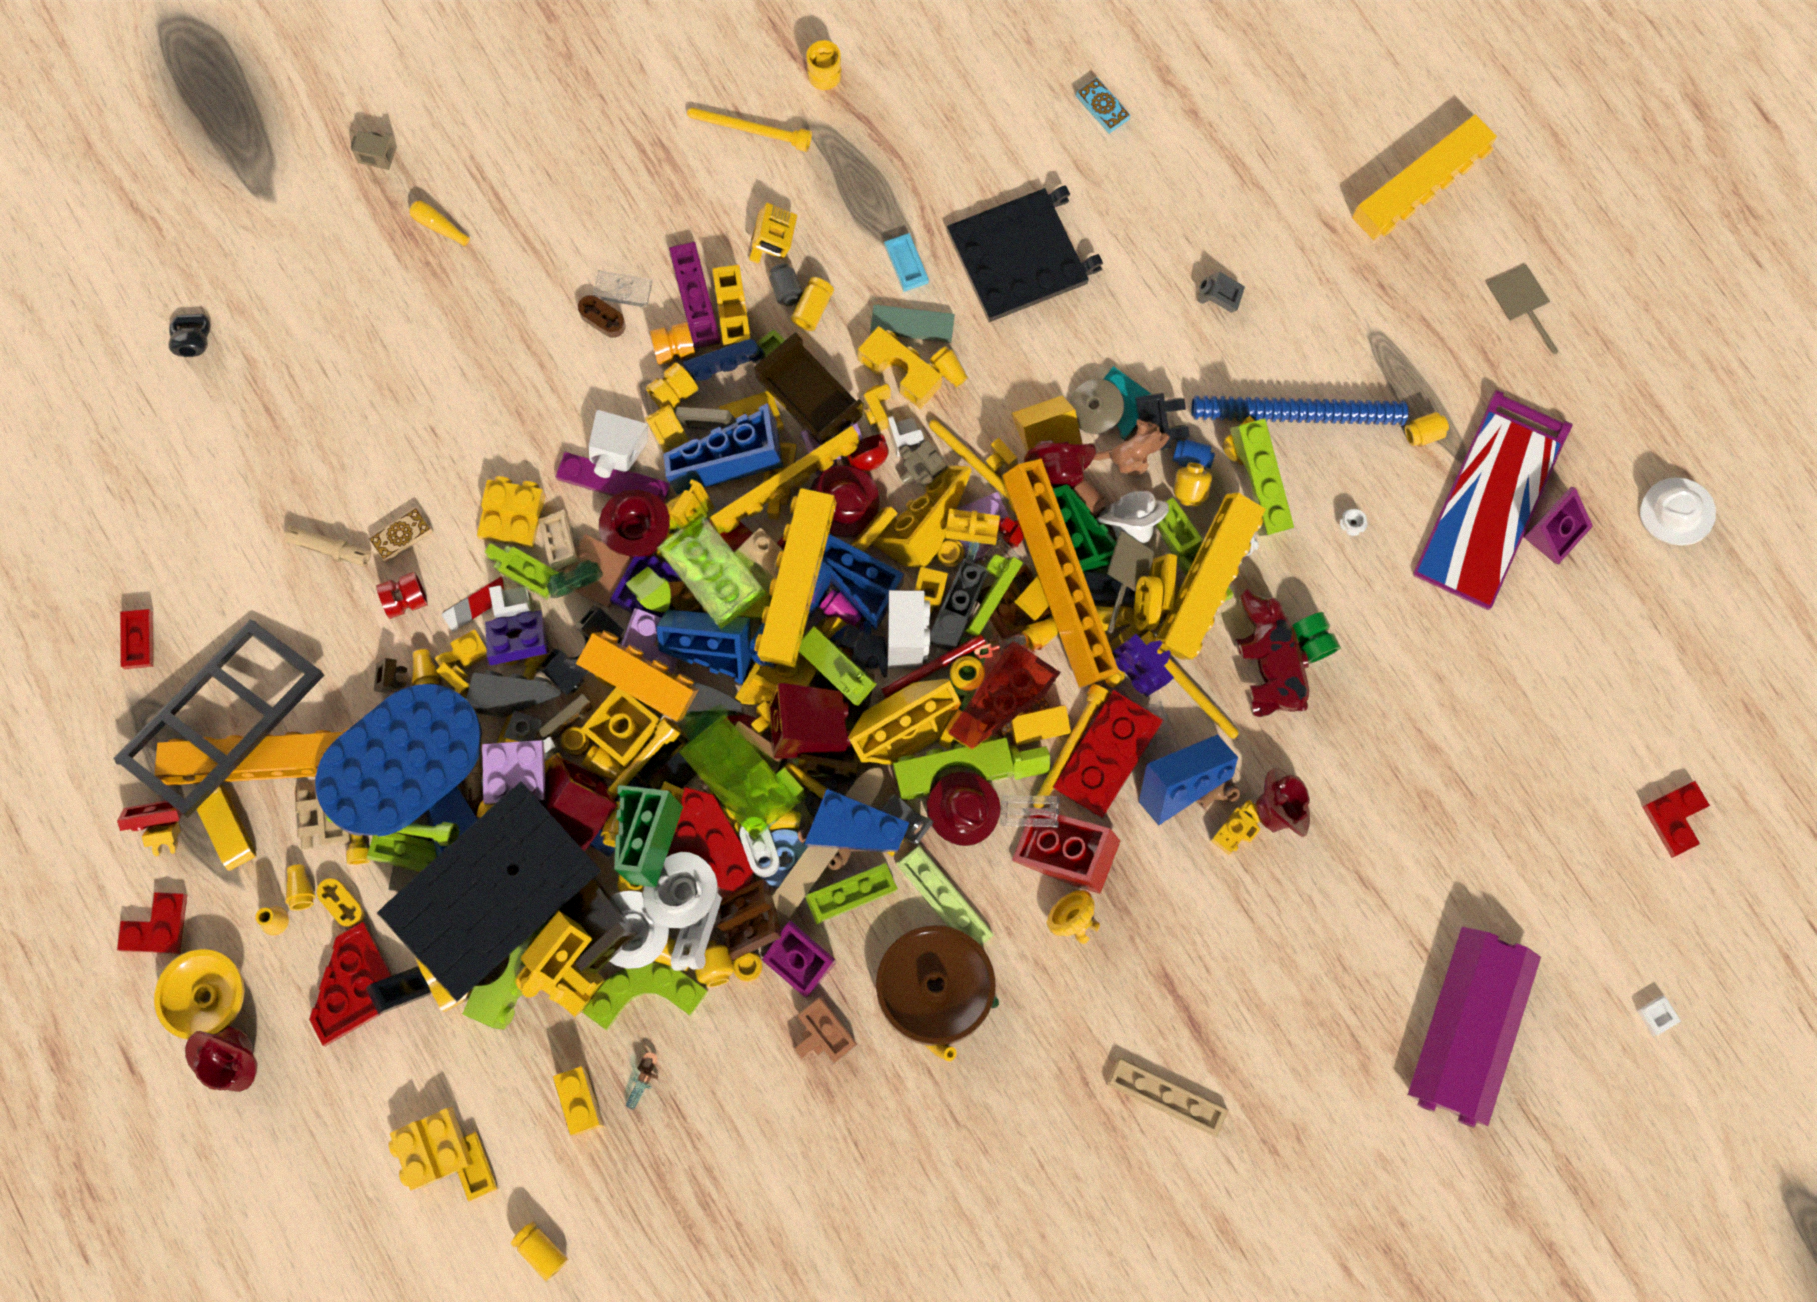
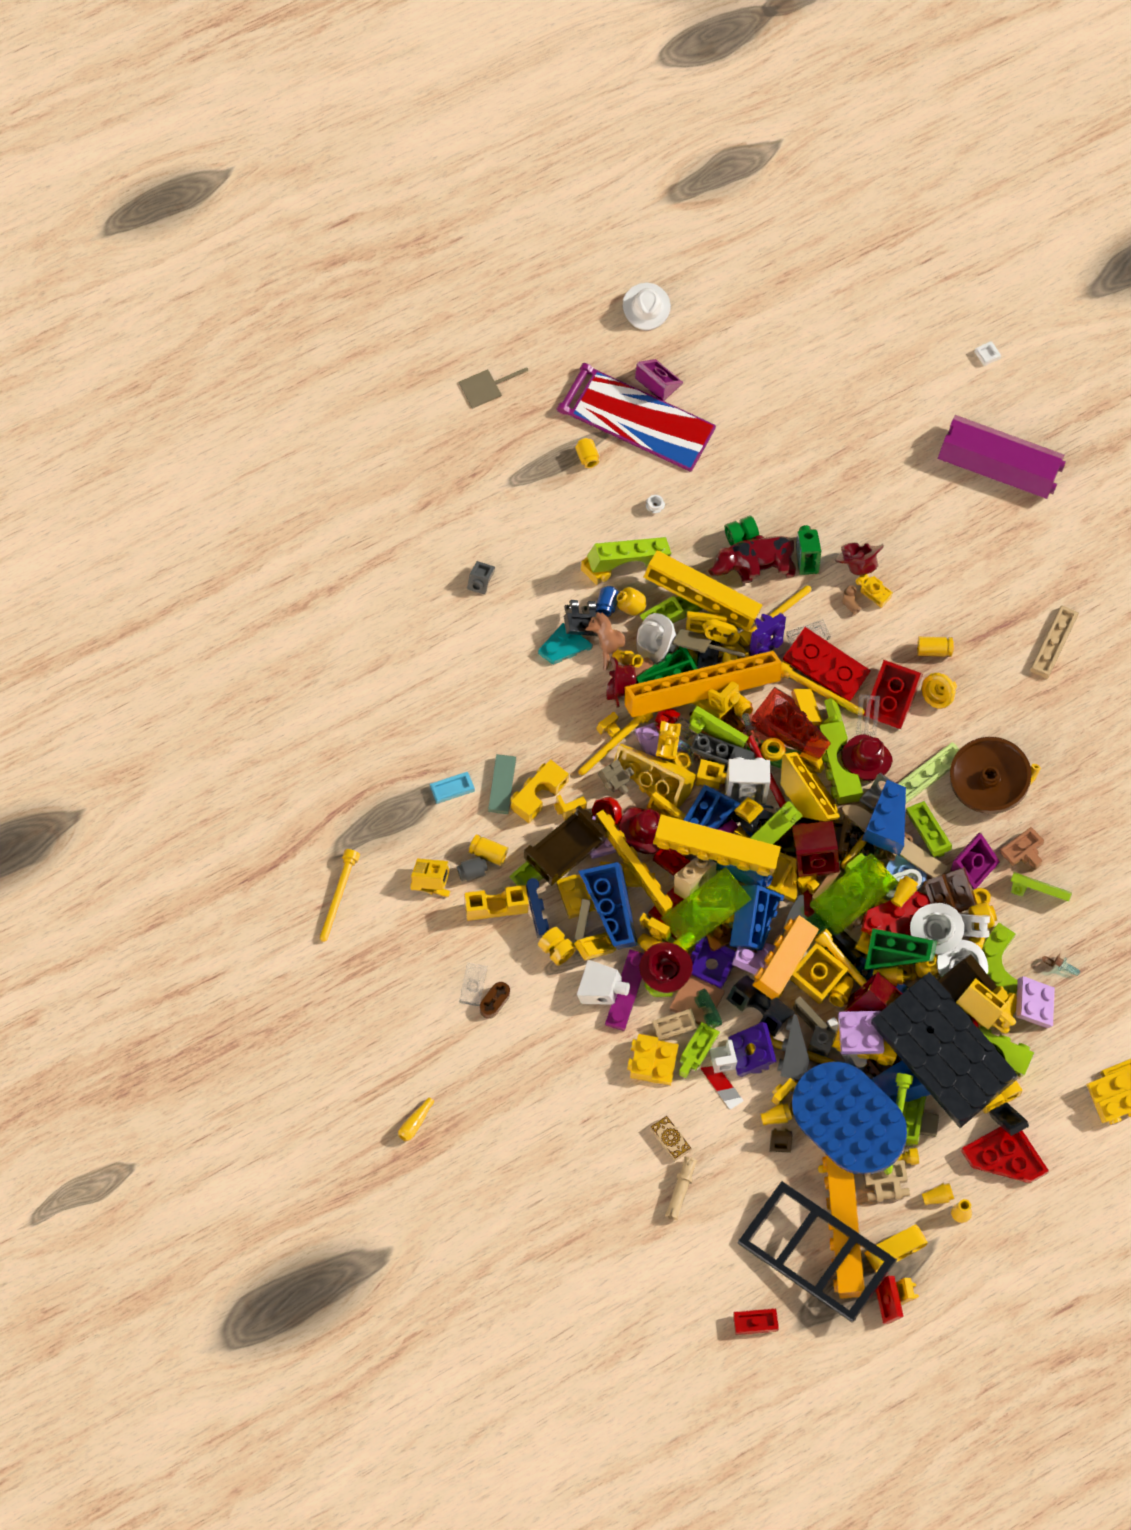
camera: 90 degrees left, 10 degrees down
(164, 930) = (972, 1289): red plate -> none
(182, 992) = (1023, 1238): yellow dish -> none
(189, 341) = (513, 1301): black piece -> none
(222, 1059) = (1063, 1233): dark red hat -> none
(335, 907) = (944, 1164): yellow beam -> none
(374, 149) = (352, 1168): dark tan brick -> none
(411, 590) = (719, 1128): red wheel -> none
(466, 650) = (759, 1088): yellow plate -> none
(574, 741) = (825, 1011): yellow plate -> none
(577, 1036) = (1035, 1002): none -> lavender plate
(578, 1101) = (1078, 1001): yellow brick -> none
(651, 590) = (716, 955): lime tile -> none
(672, 343) = (520, 946): light orange wheel -> none
(694, 295) = (479, 933): magenta plate -> none
(740, 846) = (904, 890): none -> yellow cone
(769, 1032) = (1021, 883): none -> lime hinge
(824, 65) = (291, 838): yellow wheel -> none
(866, 633) = (748, 810): none -> yellow tile
(904, 433) = (592, 790): white panel -> none
(949, 366) = (537, 758): yellow cone -> none
(1020, 253) = (446, 710): black plate -> none
(1040, 606) = (726, 698): none -> yellow bracket
(1047, 421) = (583, 695): yellow slope -> none
(1100, 477) = (628, 658): none -> yellow pin
(1103, 105) = (325, 649): tile -> none
(1109, 410) = (560, 666): dark tan dish -> none
(1146, 913) = (935, 646): none -> yellow piece
(1185, 777) = (843, 615): blue wedge -> none
(1291, 729) = (808, 543): none -> green torso
(1300, 410) = (572, 531): blue piece -> none
(1424, 177) = (392, 438): yellow brick -> none
(1669, 817) = (855, 333): red plate -> none

